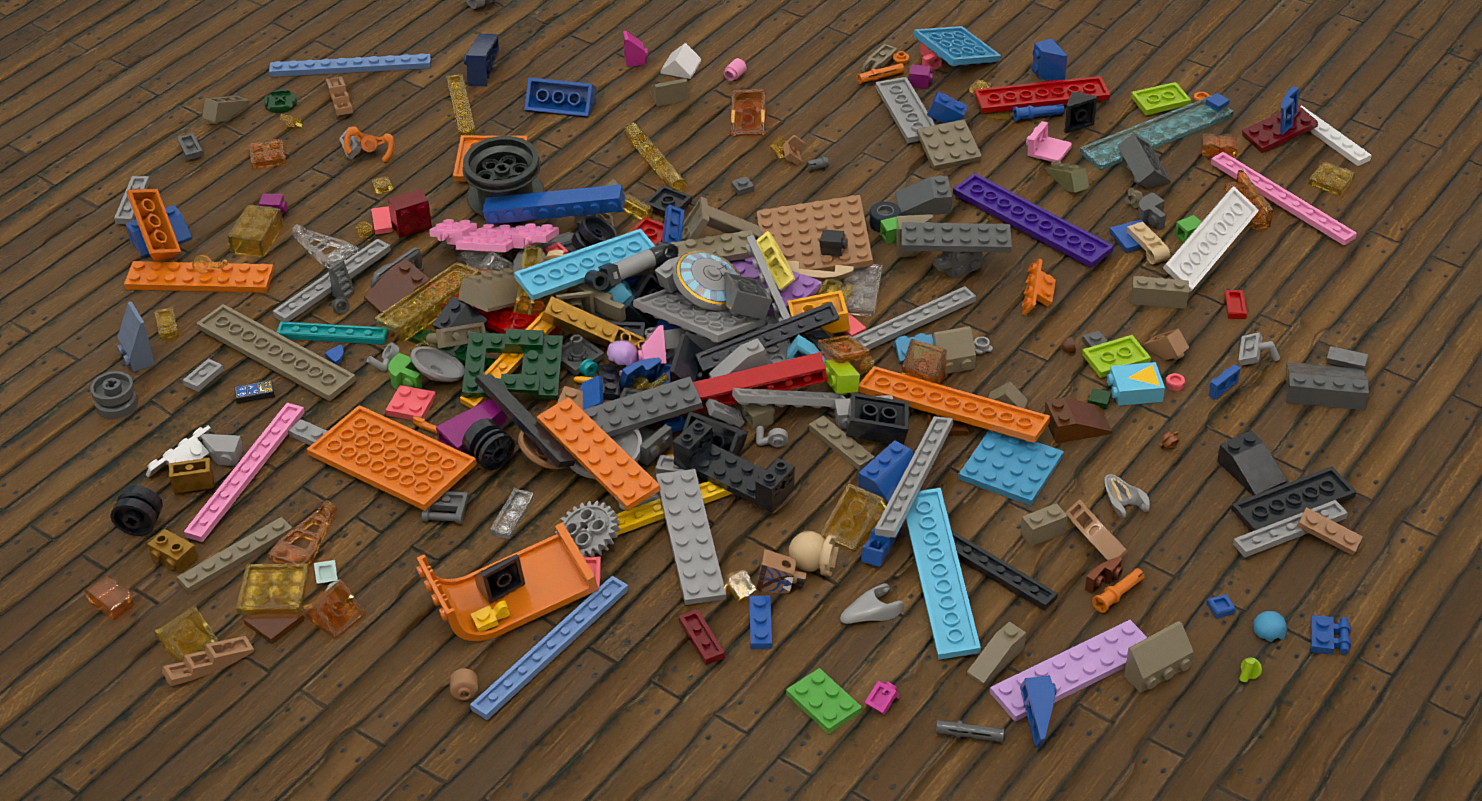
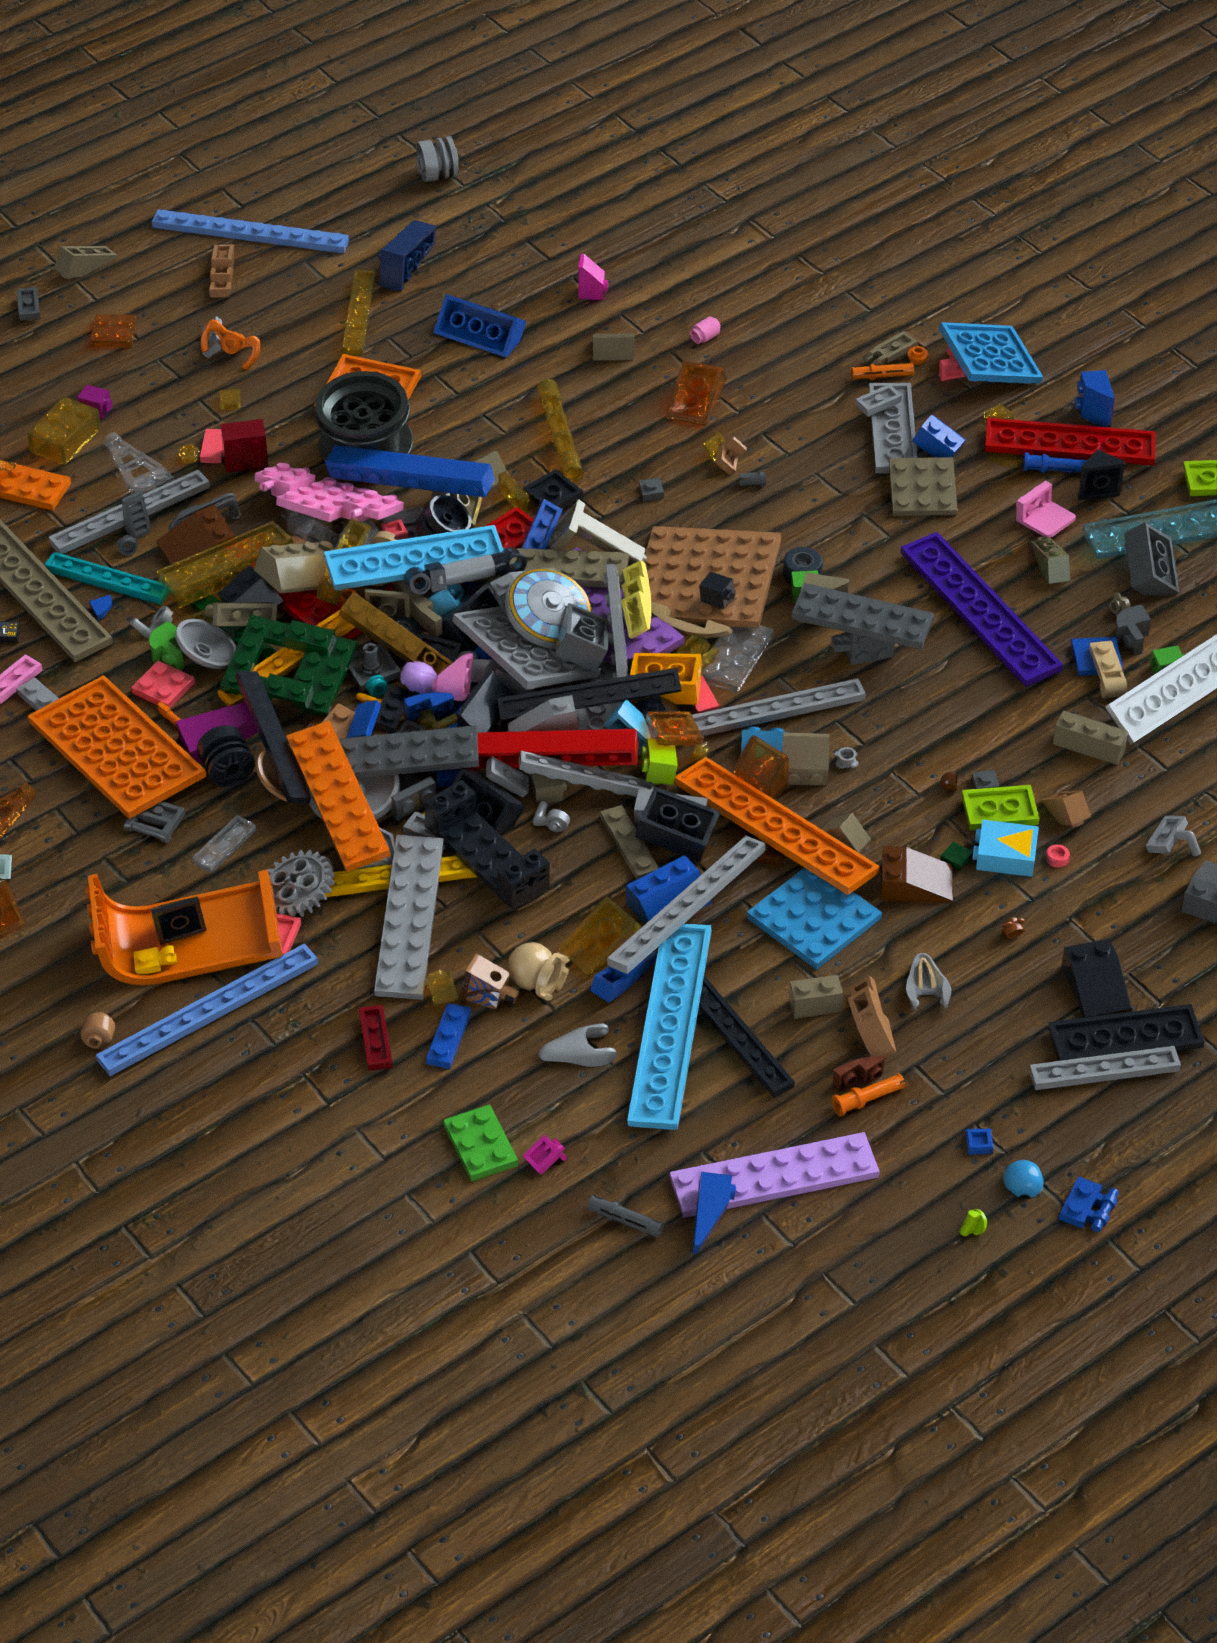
camera: 15 degrees right, 5 degrees up
(280, 101) = (152, 263): dark green tile -> none
(291, 121) = (153, 293): clear yellow plate -> none
(682, 62) = (645, 307): white slope -> none
(890, 91) = (878, 400): none -> light grey plate
(920, 76) = (928, 386): magenta brick -> none
(926, 197) = (863, 552): dark grey slope -> none
(998, 653) = (695, 1135): dark tan slope -> none
(1039, 287) = (949, 700): orange bracket -> none
(1158, 657) = (871, 1184): dark tan slope -> none
(1224, 381) = (1114, 869): blue plate -> none
(1235, 304) = (1179, 772): red tile -> none
(1329, 531) = (1147, 1082): medium nougat plate -> none

